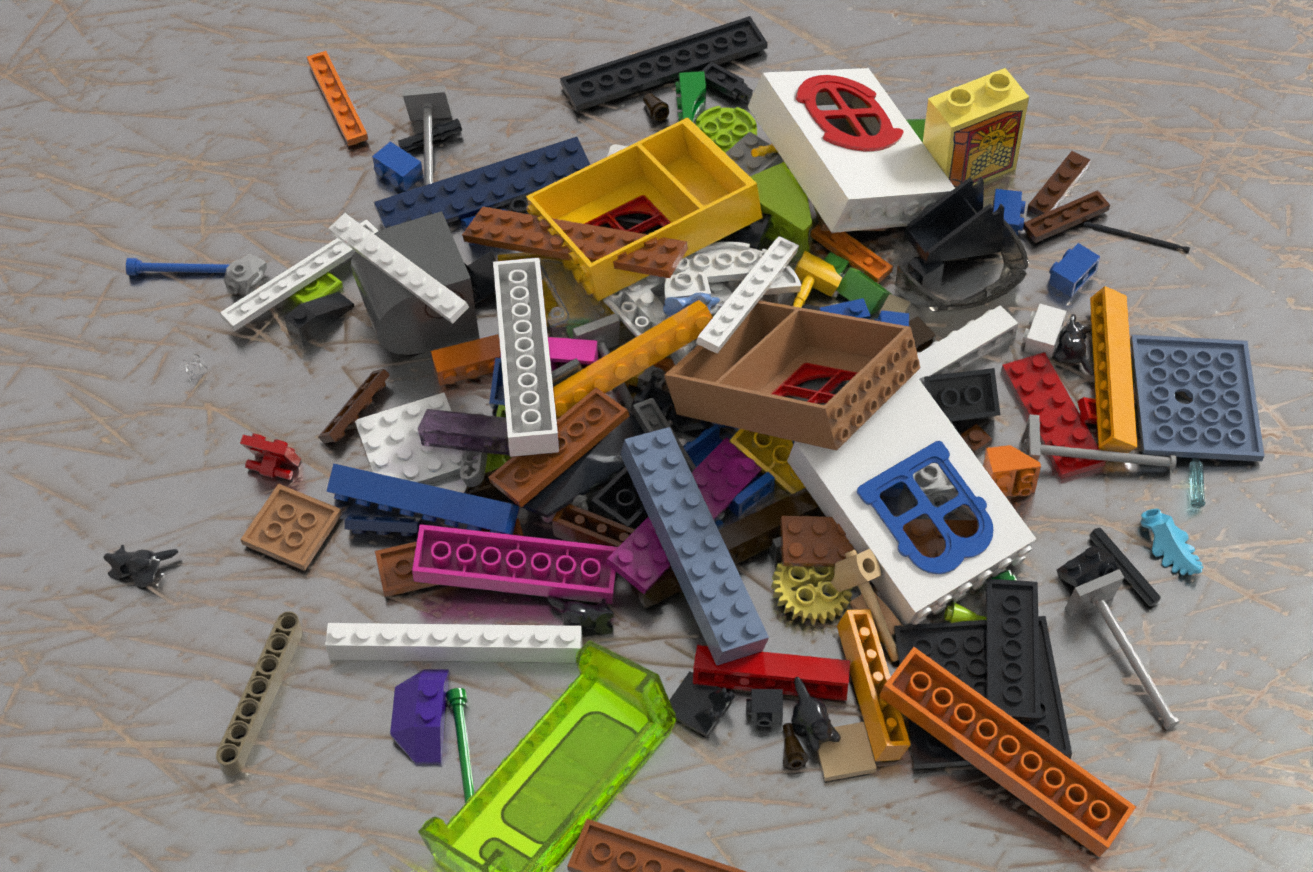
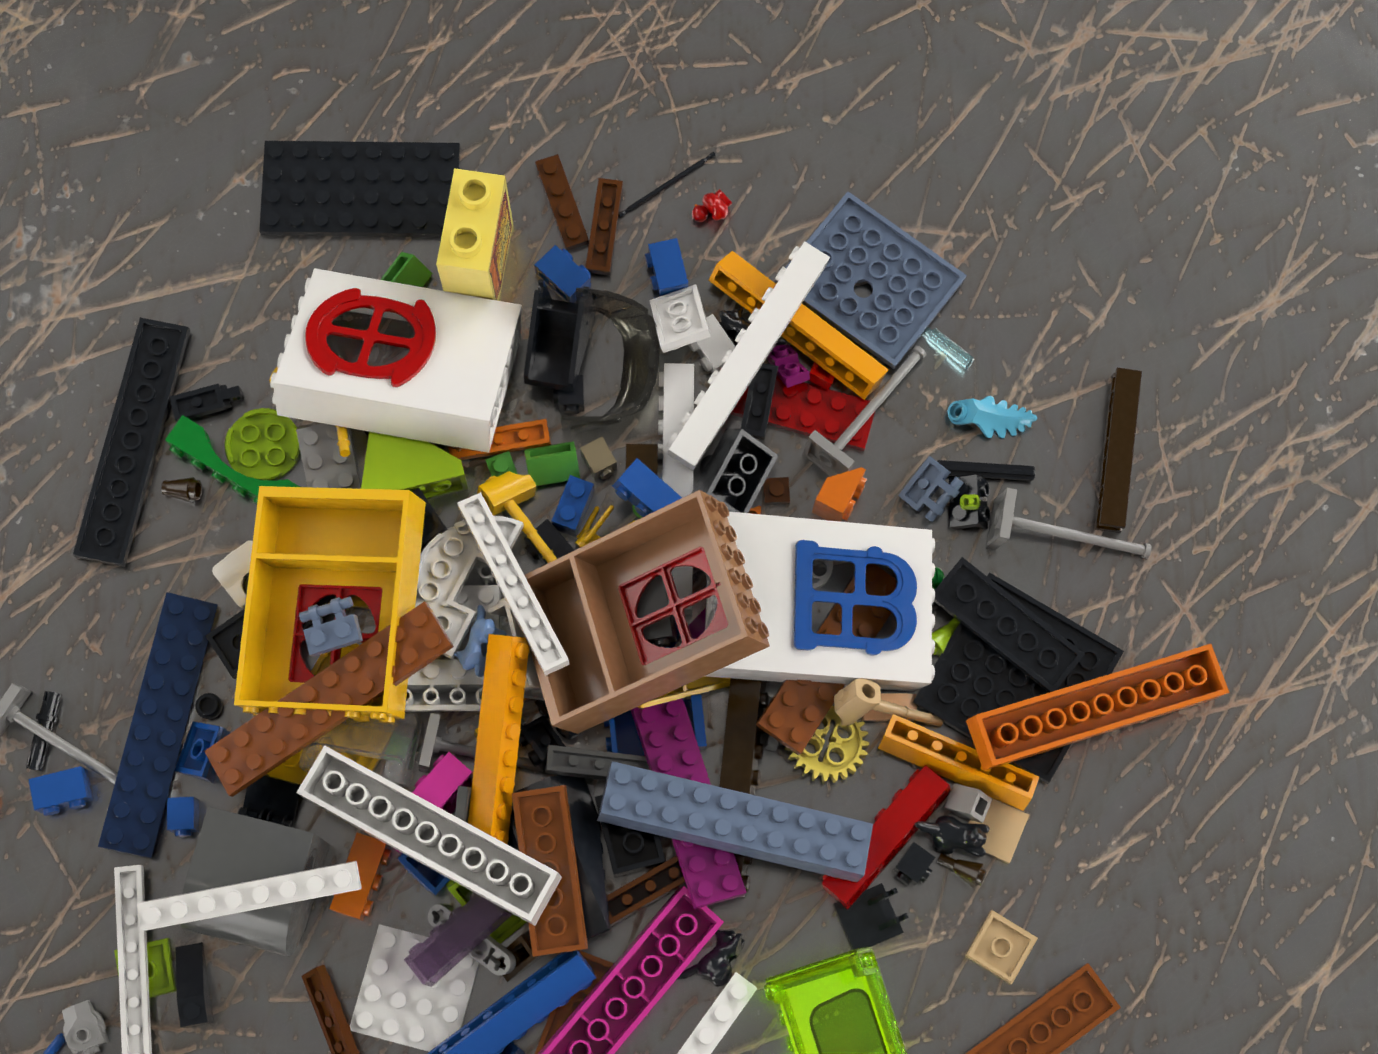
camera: 60 degrees left, 20 degrees up
(618, 207) = (332, 634): none -> sand blue plate
(752, 816) = (1001, 947): none -> tan tile
(846, 712) = (968, 803): none -> light grey brick
(935, 55) = (356, 188): none -> black plate
(1030, 378) = (759, 401): none -> black plate
(1041, 293) = (679, 318): none -> white plate
(1055, 341) = (748, 355): none -> white brick
(1072, 528) = (925, 484): none -> sand blue plate
(1076, 383) = (789, 368): none -> magenta slope
(1086, 562) = (970, 502): none -> lime rock
(1148, 269) = (715, 203): none -> red animal
(1232, 648) = (1118, 450): none -> dark brown piece

